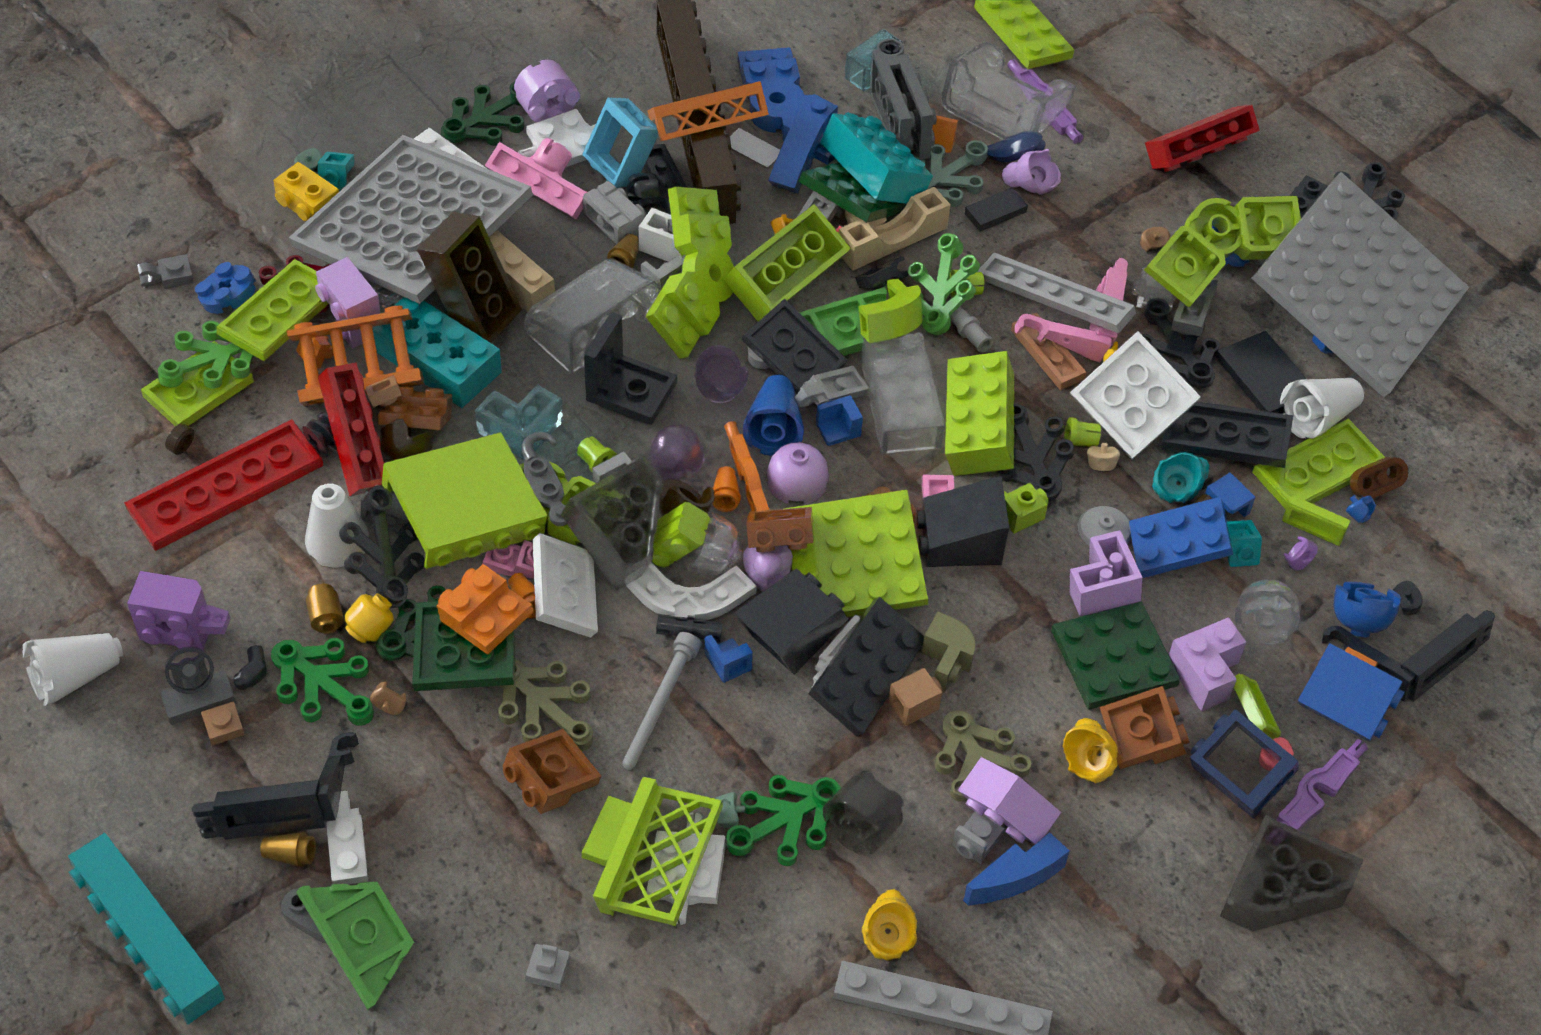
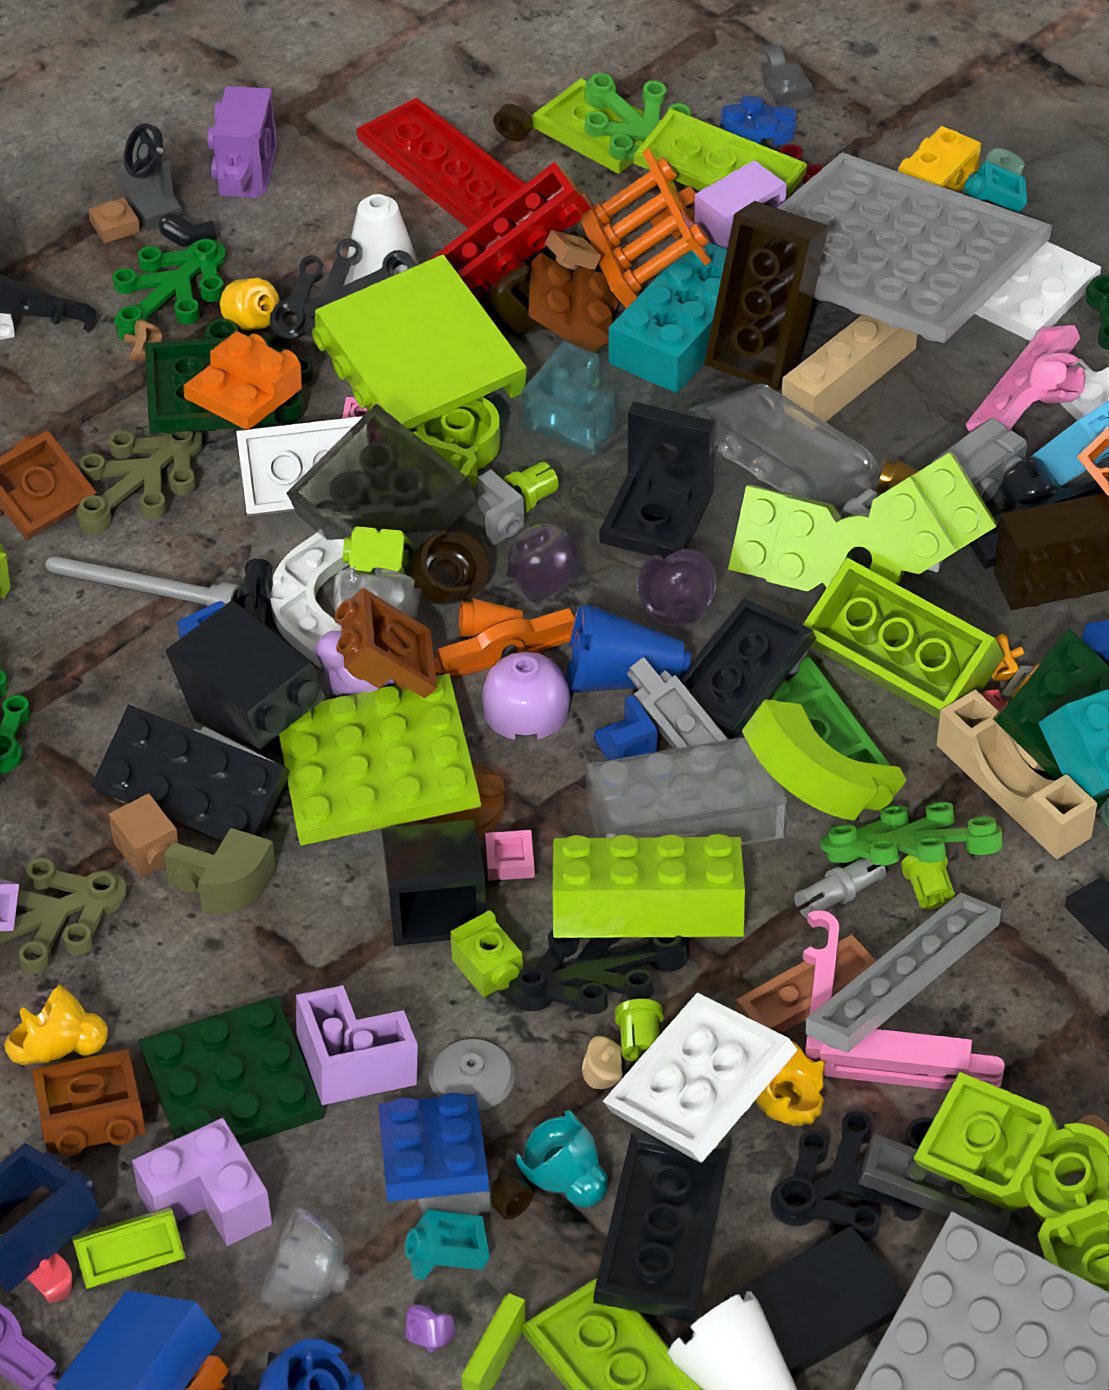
camera: 90 degrees right, 5 degrees down
(68, 663) = (174, 79): white cone -> none
(324, 608) = (272, 265): pearl gold brick -> none
(543, 477) = (468, 413): dark grey piece -> none
(878, 276) = (922, 768): black plate -> none
(1233, 494) = (527, 1223): blue panel -> none

